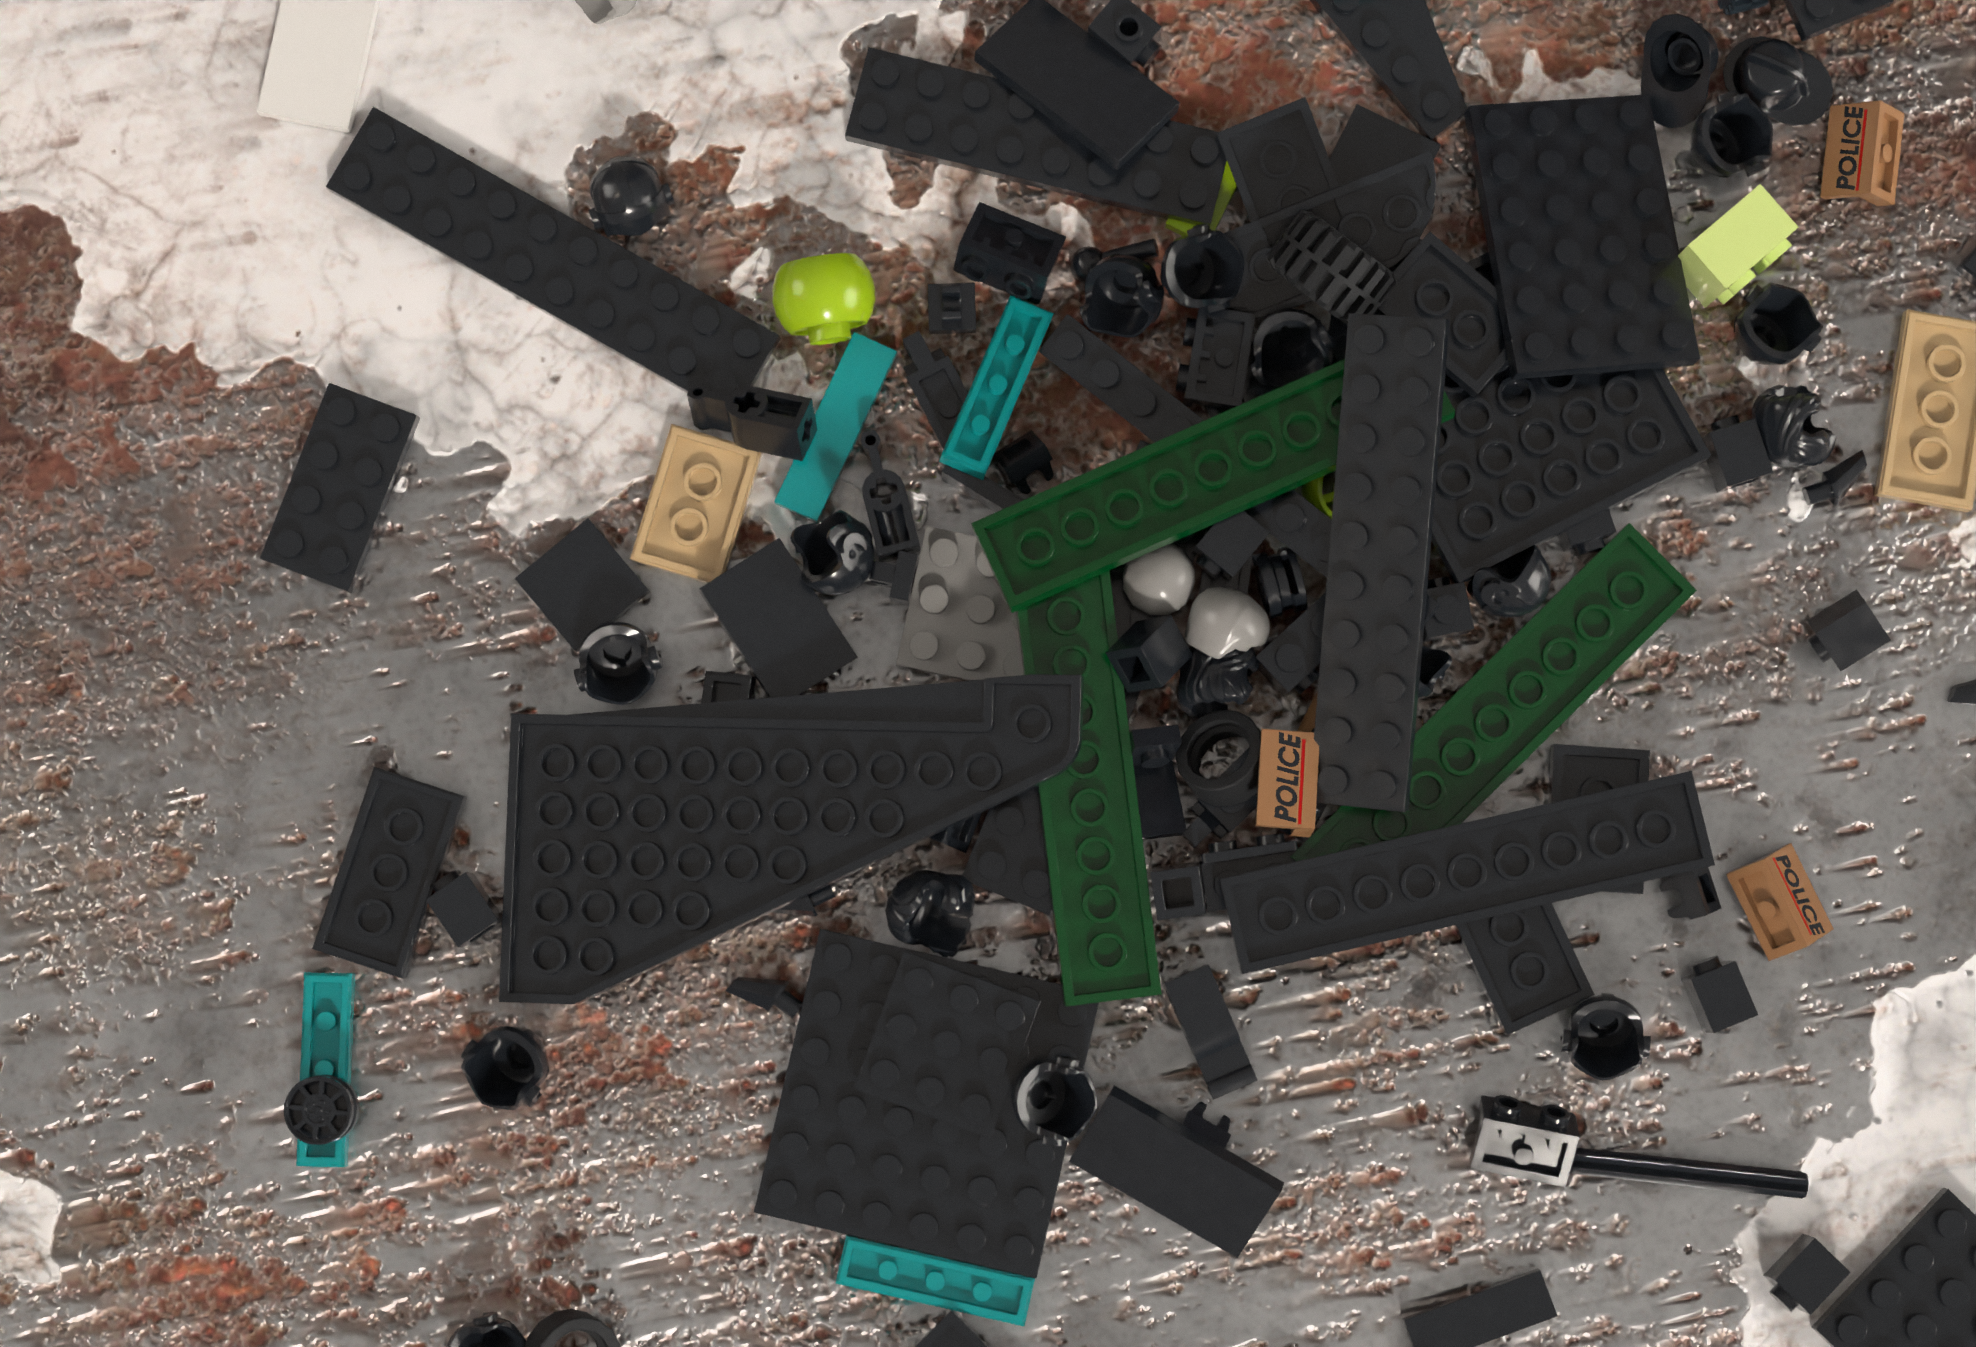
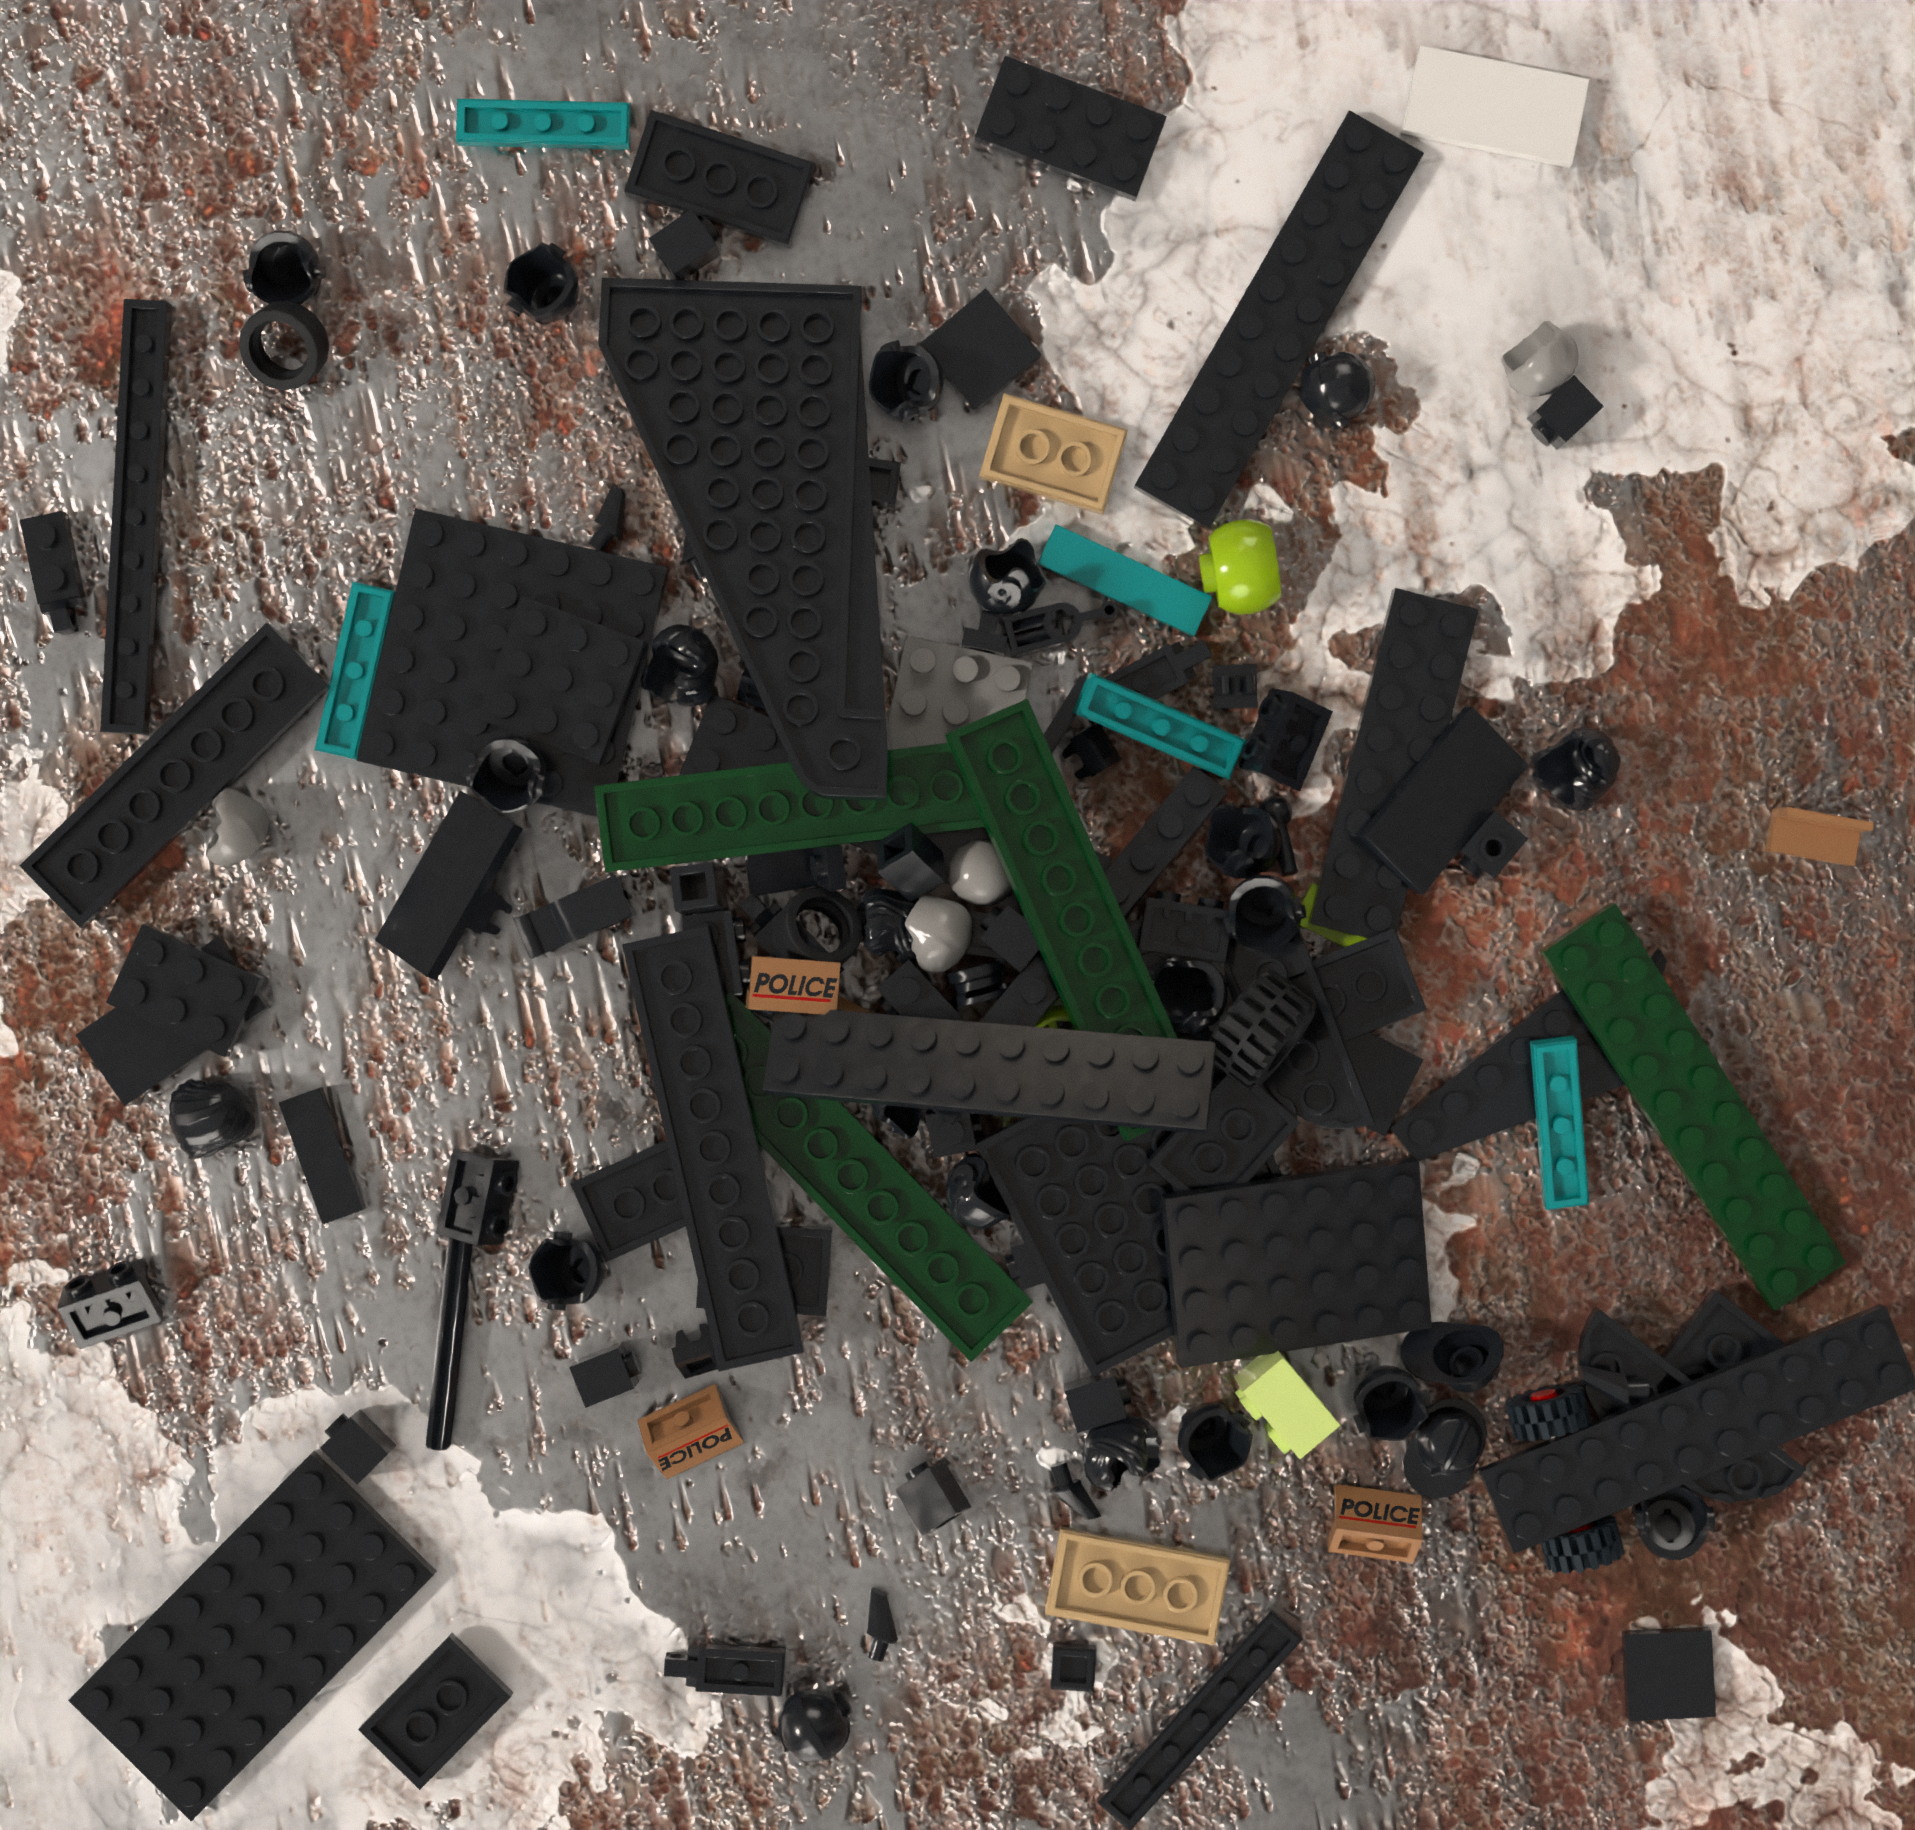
camera: 85 degrees right, 5 degrees up
(321, 1109) = (504, 118): black wheel -> none
(757, 418) = (1129, 508): black piece -> none
(777, 622) = (943, 527): black tile -> none

